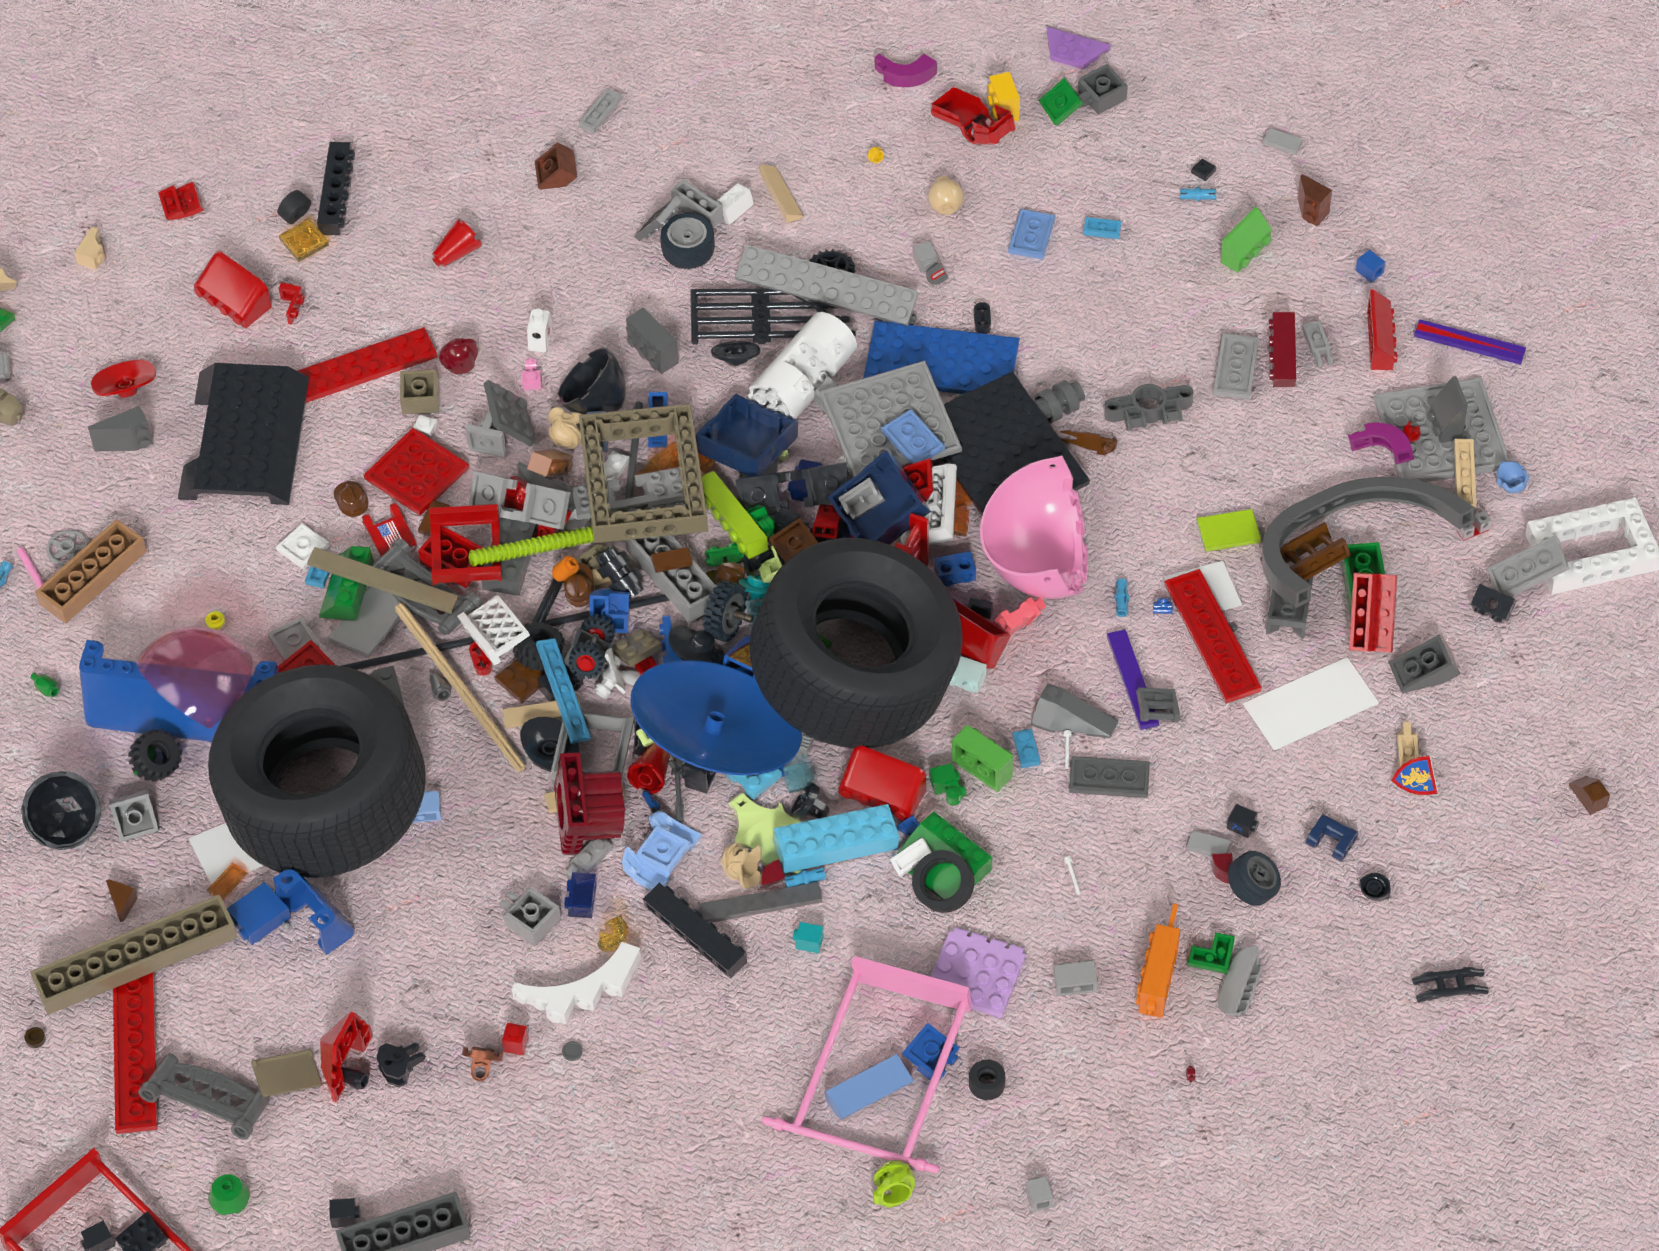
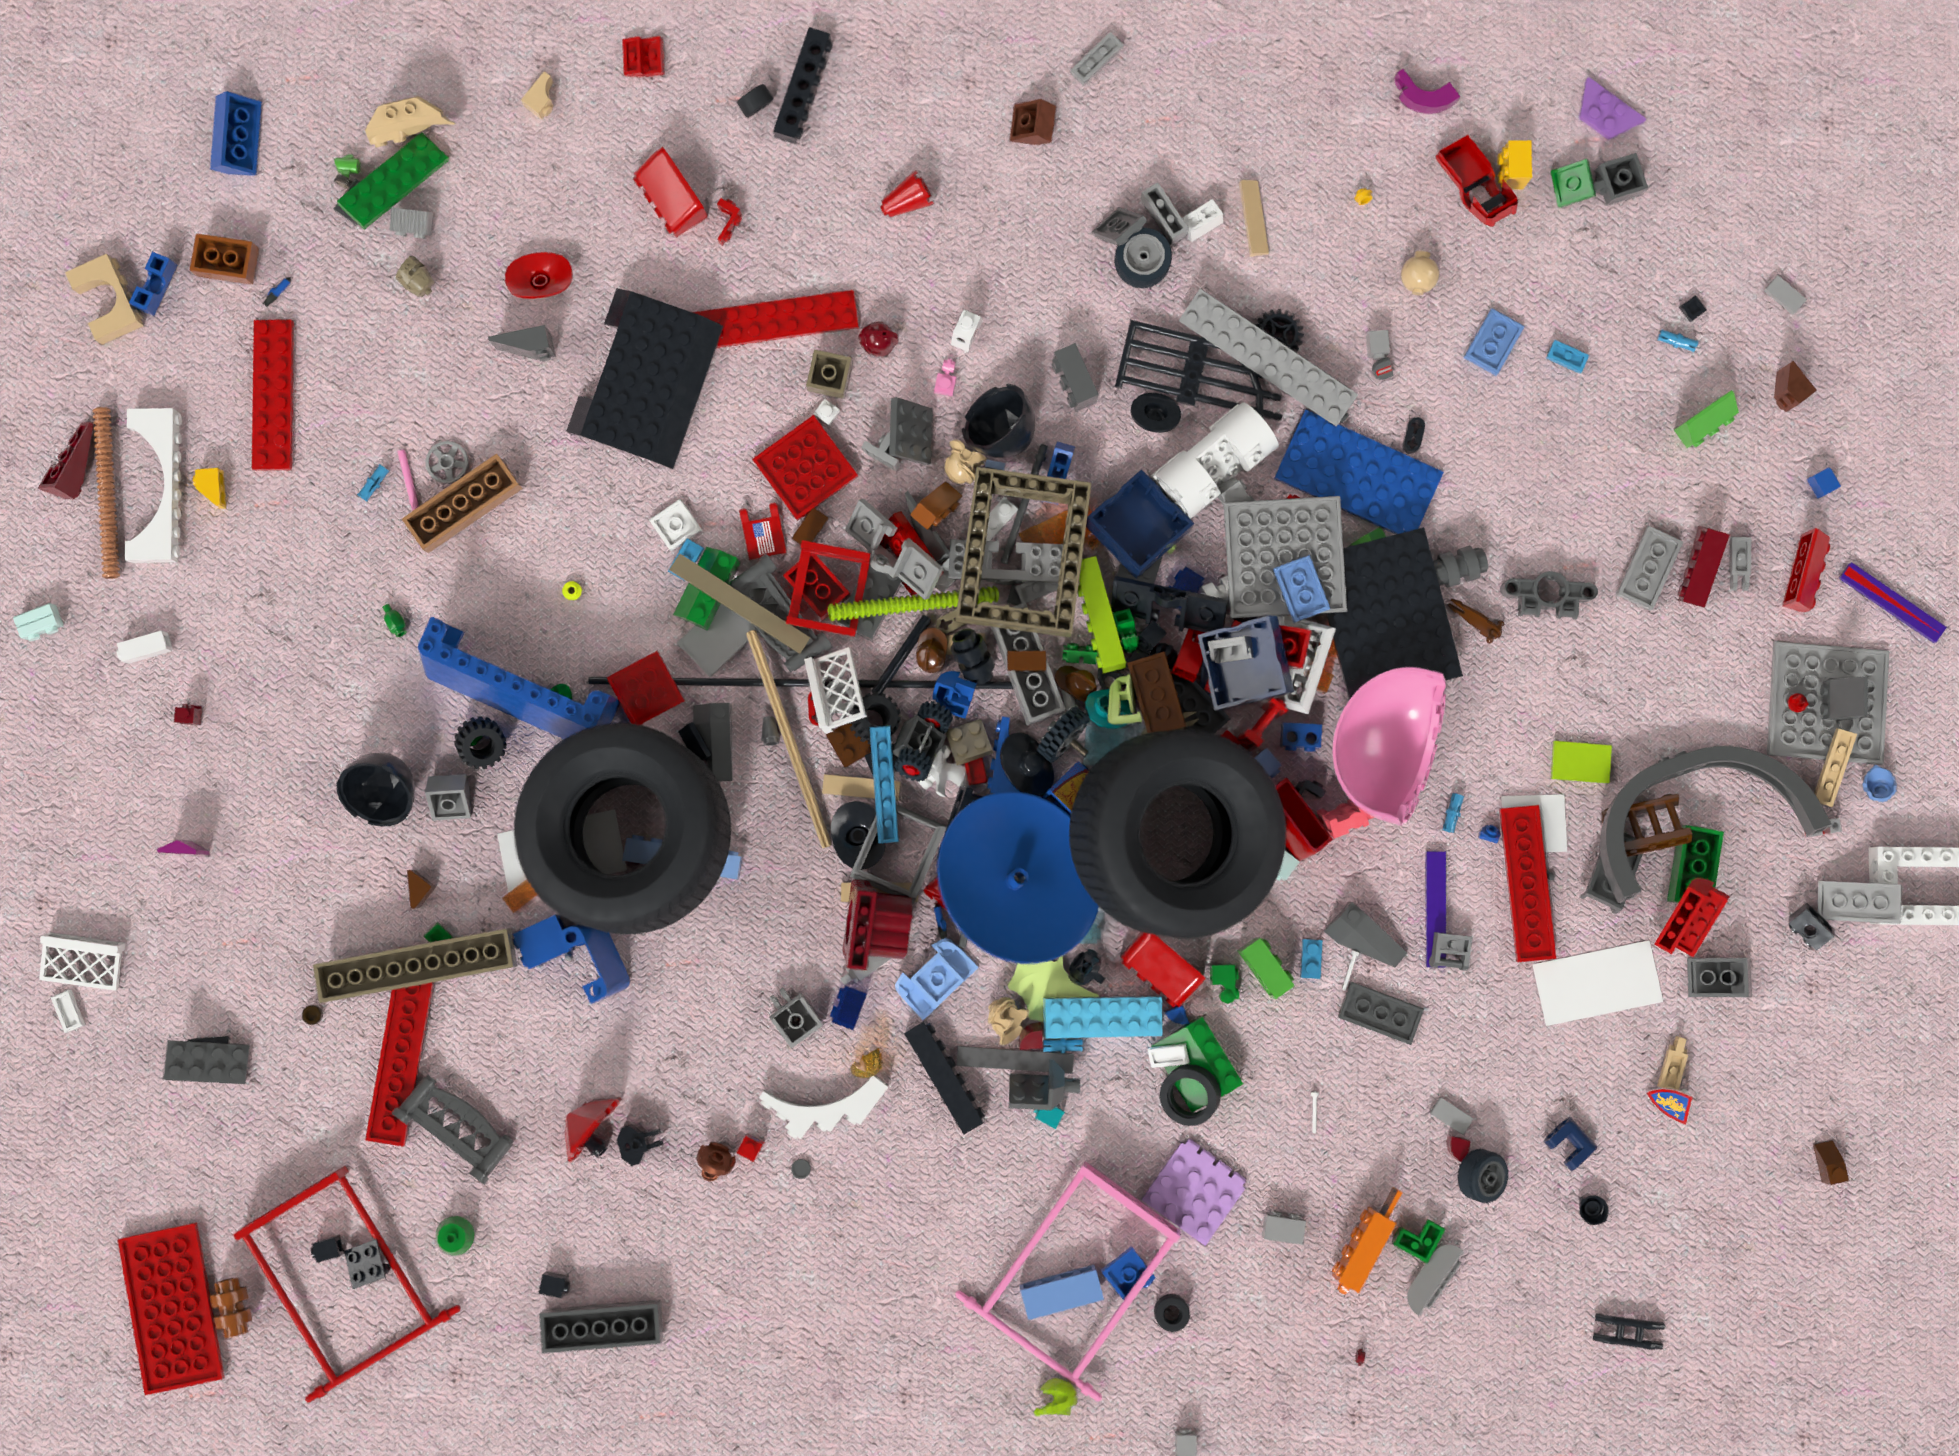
camera: 10 degrees right, 30 degrees up
(197, 671) = (529, 685): clear pink windscreen -> none
(286, 1073) = (533, 1122): dark tan piece -> none
(291, 637) = (642, 637): light grey plate -> none
(303, 240) = (756, 144): clear yellow plate -> none
(351, 498) = (735, 479): reddish brown piece -> none
(565, 568) = (921, 637): orange brick -> none
(807, 909) = (1041, 1091): none -> dark grey plate
(1242, 821) = (1492, 1102): black brick -> none
(1383, 435) = (1779, 710): magenta arch -> none

